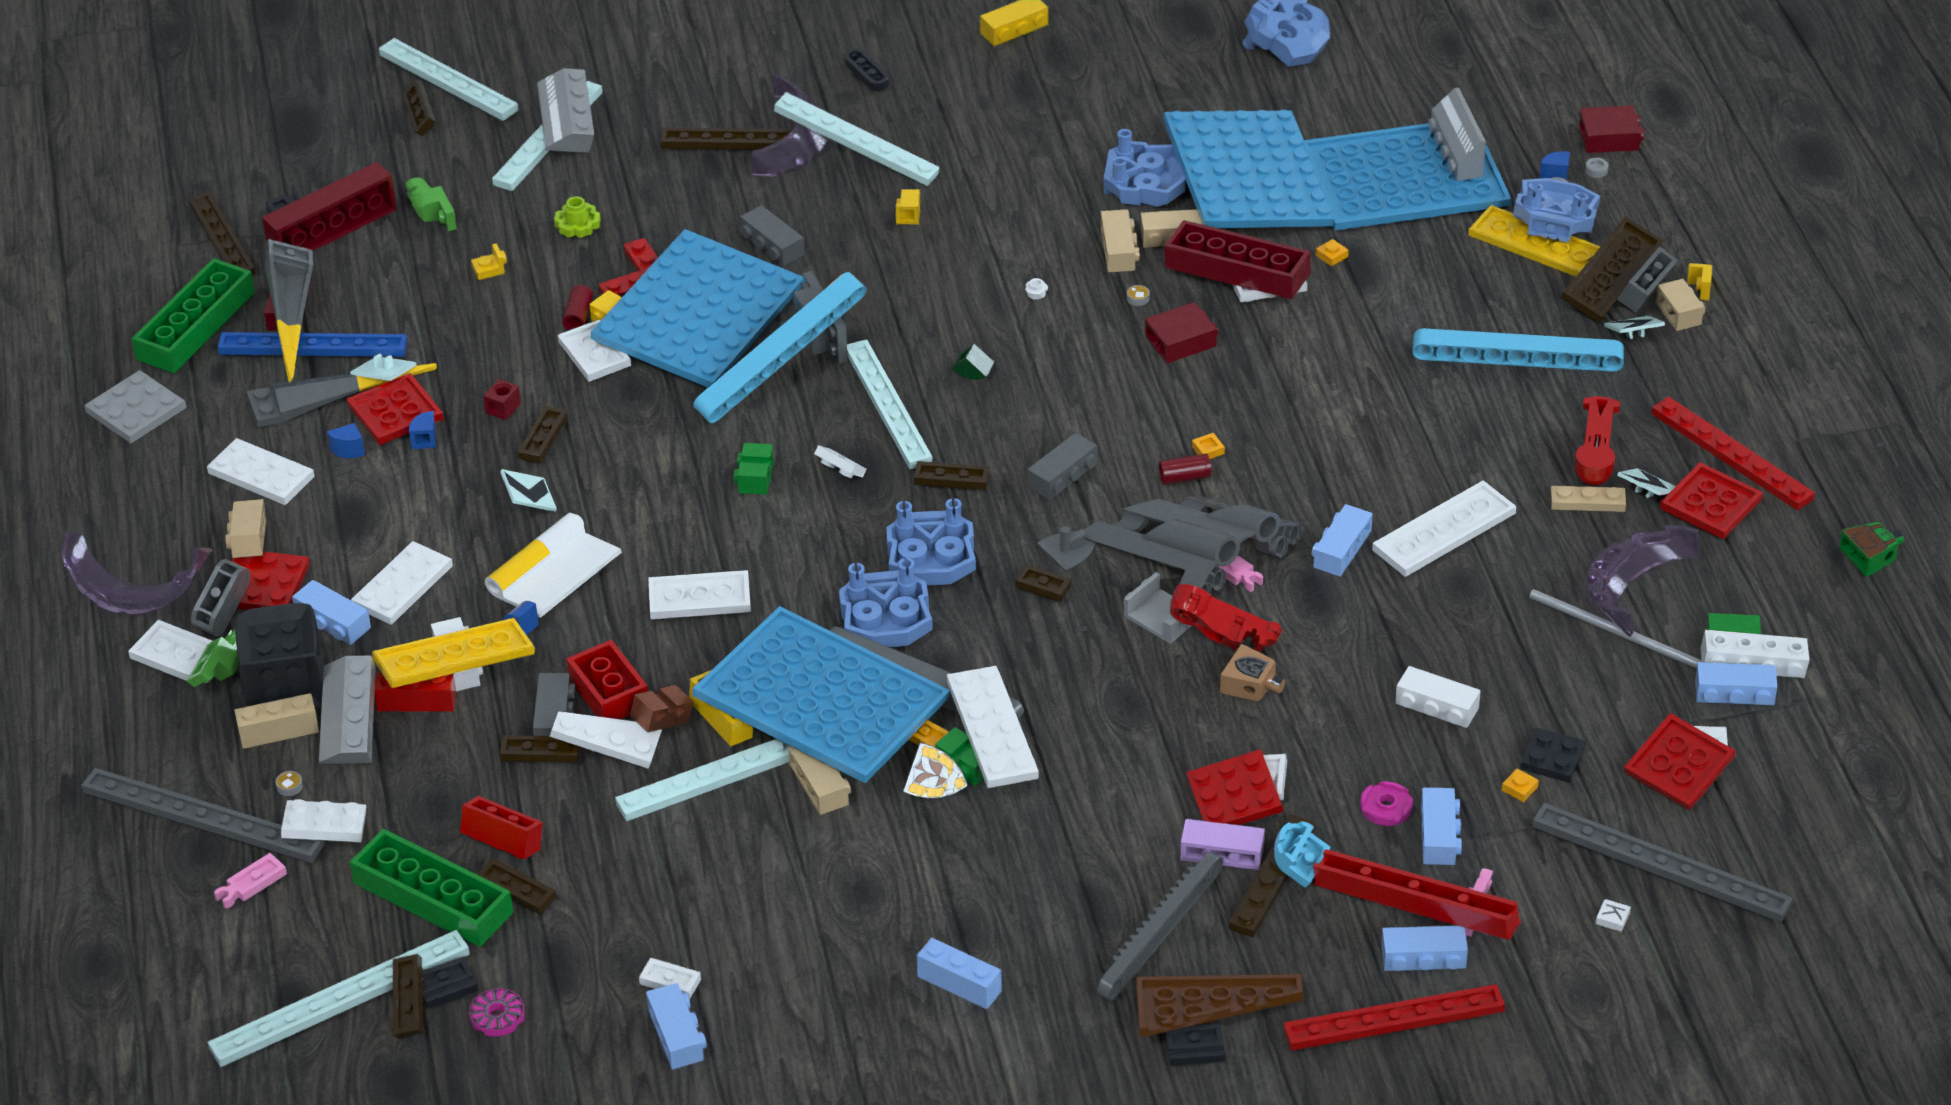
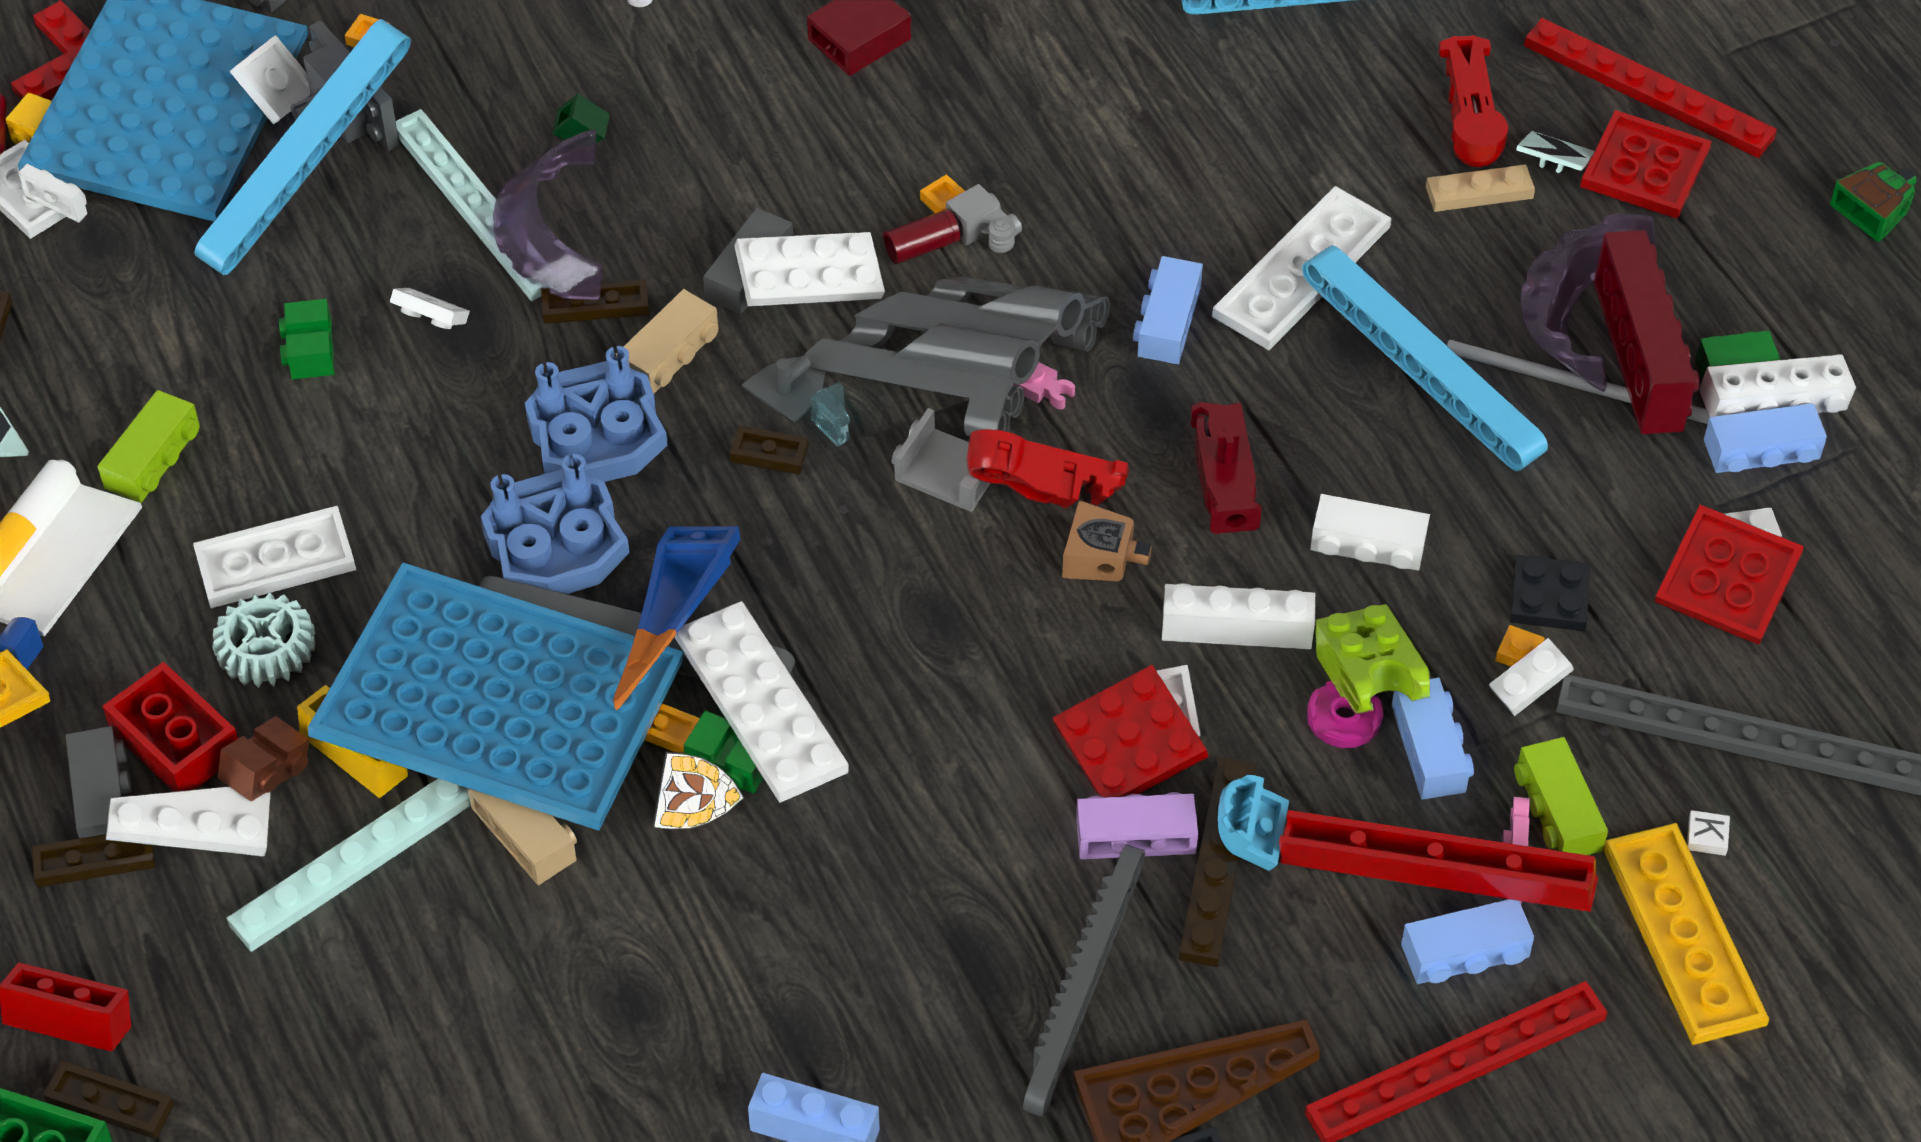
camera: 15 degrees left, 10 degrees up
(609, 353) = (52, 192): none -> white plate
(634, 516) = (149, 446): none -> lime brick
(680, 641) = (264, 630): none -> light aqua gear
(771, 304) = (273, 79): none -> white plate
(916, 429) = (527, 238): none -> clear purple windscreen
(960, 646) = (682, 574): none -> blue plate
(996, 505) = (672, 338): none -> tan brick
(1090, 567) = (829, 413): none -> clear light blue bracket
(1101, 475) = (809, 269): none -> white plate
(1230, 462) = (981, 214): none -> light grey brick
(1330, 732) = (1238, 616): none -> white brick
(1350, 642) = (1225, 467): none -> dark red piece
(1409, 766) = (1370, 655): none -> lime brick
(1510, 596) = (1425, 358): none -> medium azure beam
(1516, 874) = (1560, 798): none -> lime brick
(1520, 801) = (1531, 677): none -> white plate
(1576, 971) = (1685, 934): none -> yellow tile
(1669, 601) = (1645, 332): none -> dark red brick

